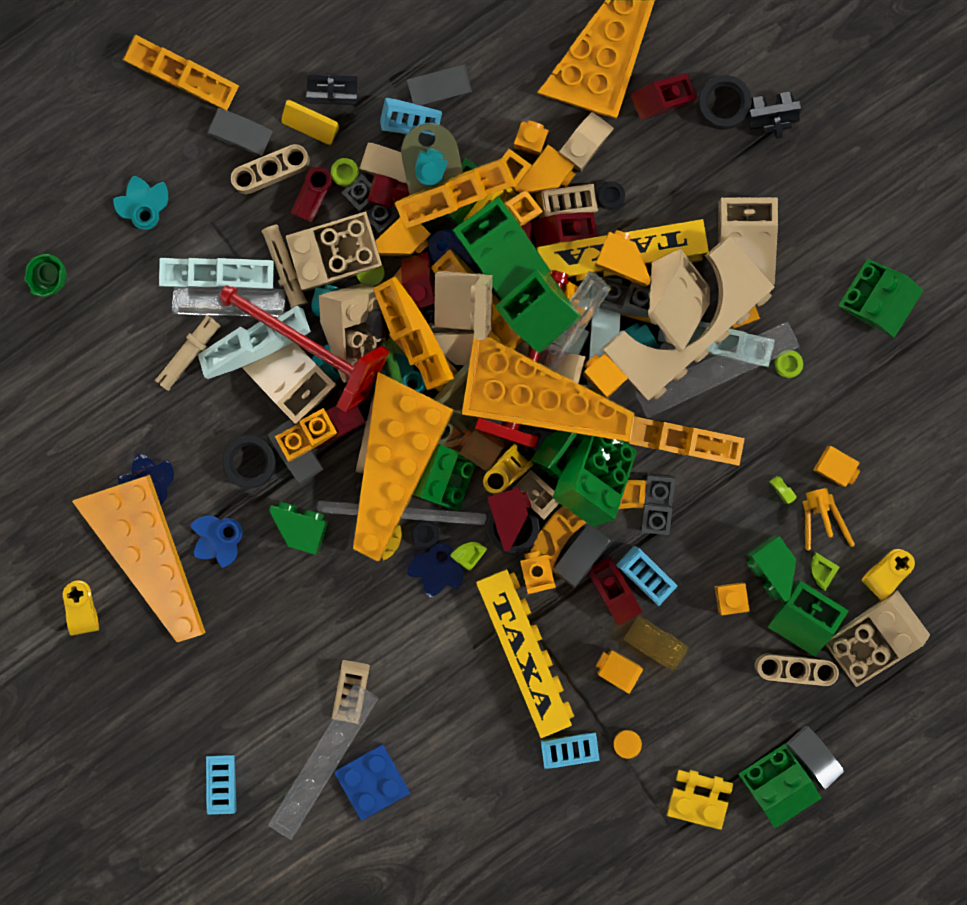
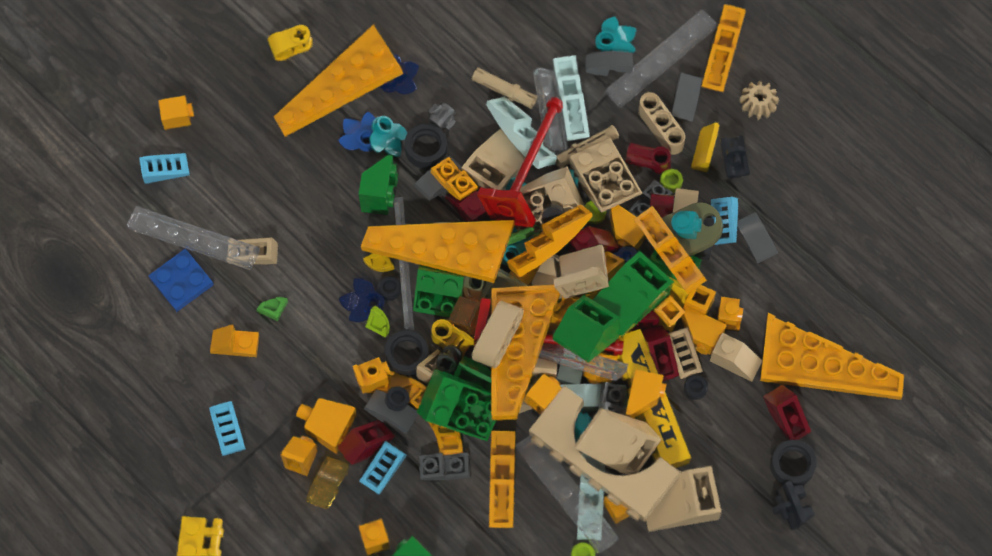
camera: 80 degrees right, 20 degrees down
(151, 762) = (175, 112): none -> light orange brick
(175, 221) = (602, 62): none -> dark grey slope
(179, 151) = (661, 58): none -> clear tile
(215, 436) = (442, 116): none -> flat silver gear
(233, 507) = (388, 137): none -> teal plate
(265, 51) = (767, 100): none -> tan gear
(426, 676) = (273, 308): none -> bright green tile
(463, 728) = (232, 342): none -> light orange slope
(509, 514) = (414, 341): dark red slope -> none
(524, 654) = (303, 378): yellow brick -> none
(529, 417) = (497, 334): none -> tan beam
(536, 478) = (449, 359): none -> pearl dark grey bush
(572, 547) = (397, 398): none -> black tile
(583, 633) = (327, 422): none -> light orange torso
(627, 744) = (238, 475): light orange tile -> none

